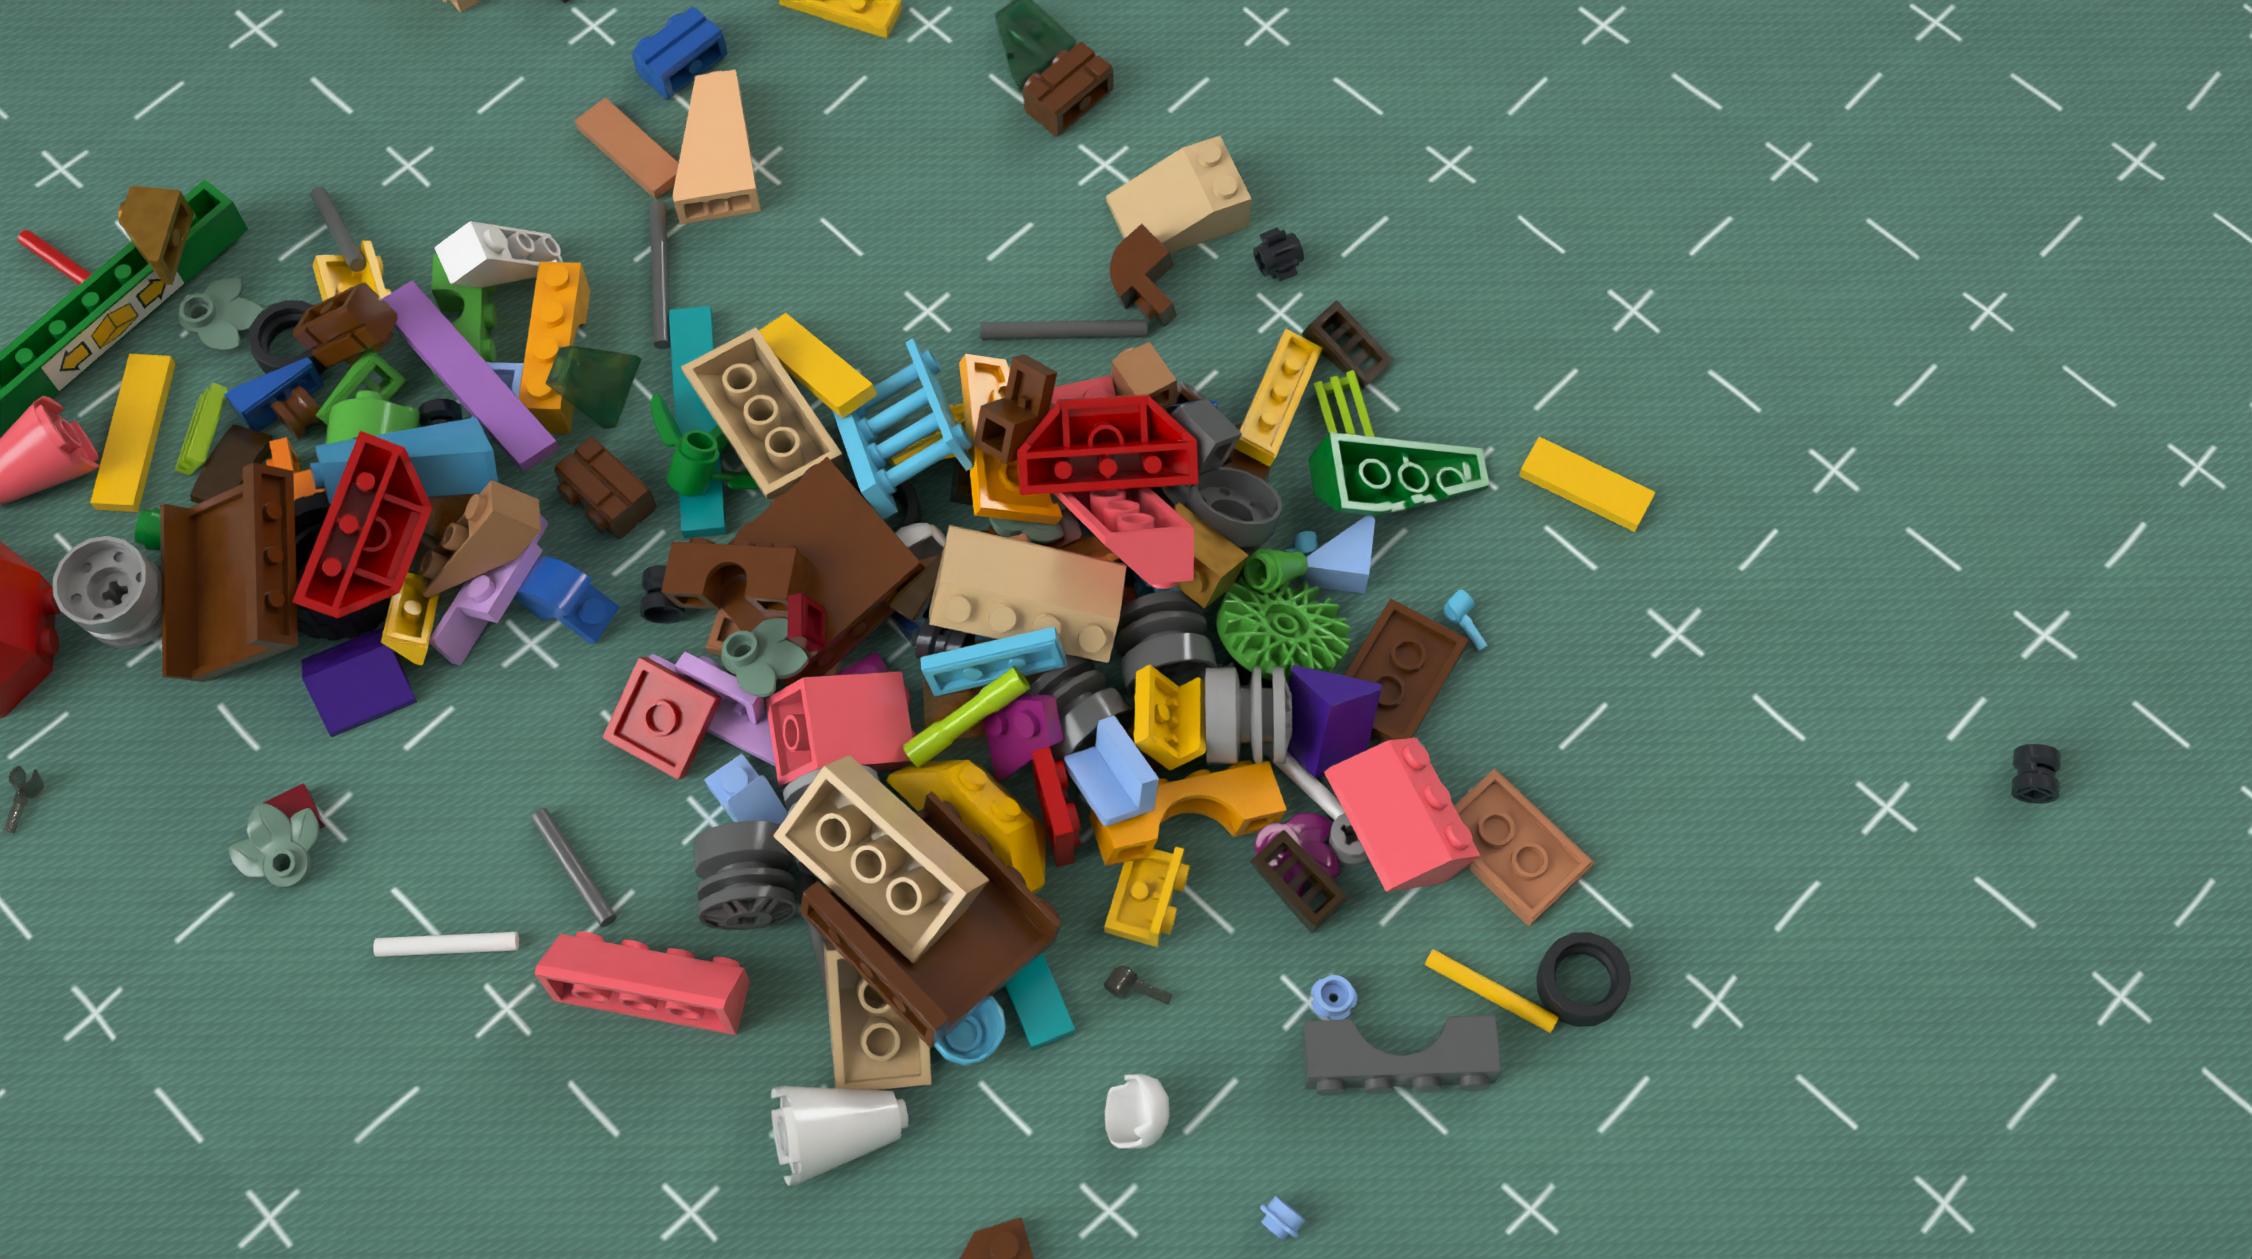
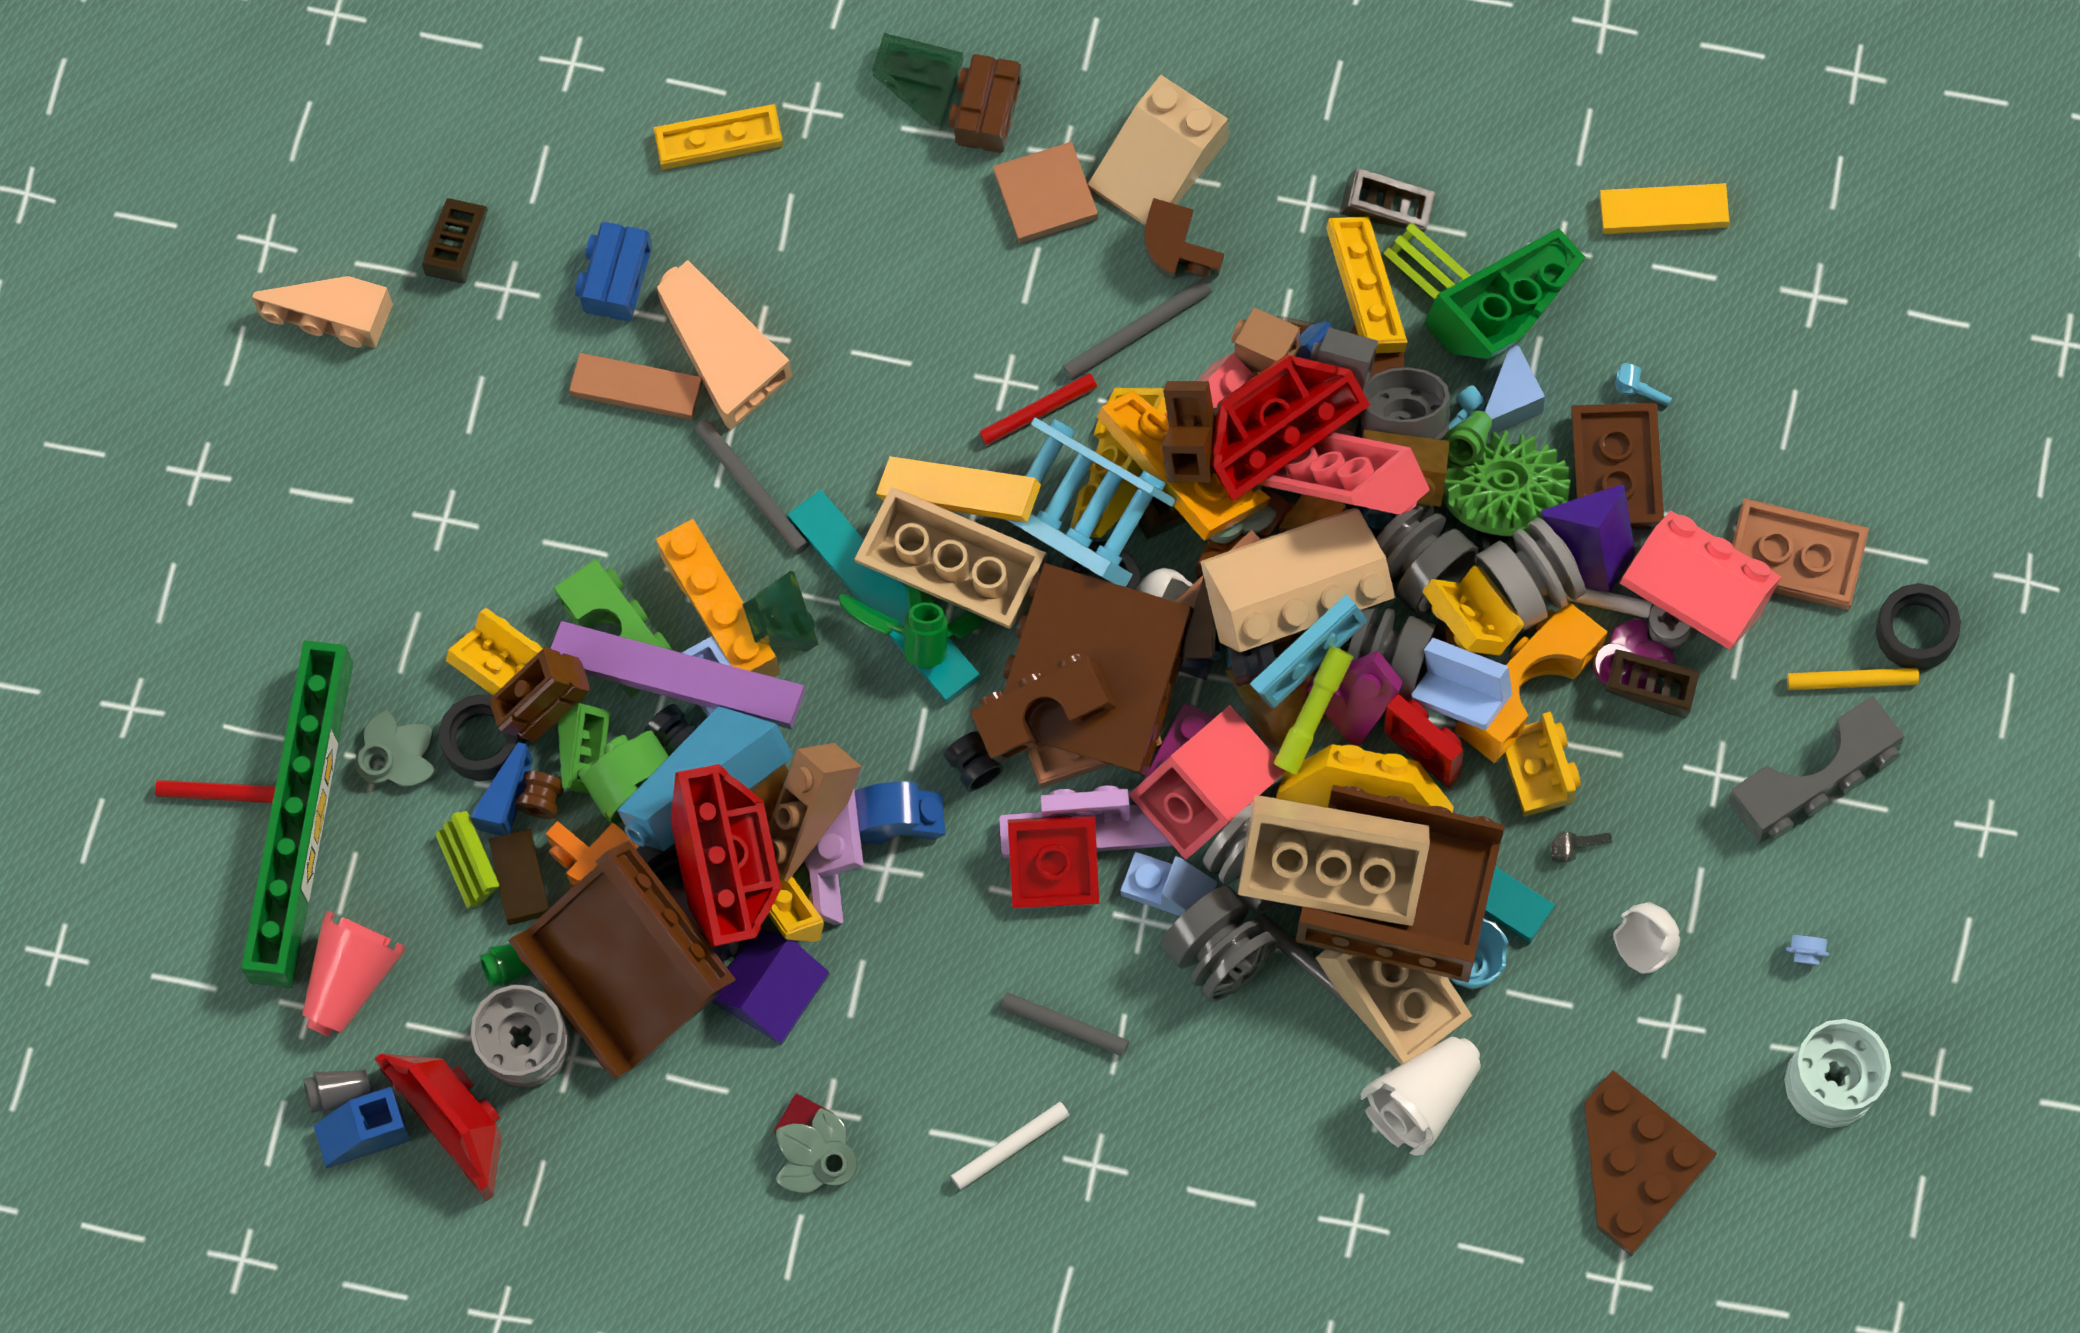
camera: 25 degrees left, 5 degrees up
(24, 793) = (566, 1244): clear smoke hand -> none
(133, 433) = (404, 898): yellow tile -> none
(157, 226) = (308, 709): pearl gold slope -> none
(338, 229) = (440, 614): dark grey bar -> none
(494, 254) = (618, 554): white slope -> none
(604, 488) = (855, 703): reddish brown brick -> none
(645, 982) = (1200, 1073): coral slope -> none
(762, 657) = (1117, 760): sand green plate -> none
(806, 622) = (1132, 711): dark red tile -> none
(939, 346) = (1038, 409): none -> red bar
(1066, 183) = (1045, 192): none -> nougat tile
(1278, 254) = (1277, 153): black gear -> none
(1342, 989) = (1736, 747): light blue plate -> none

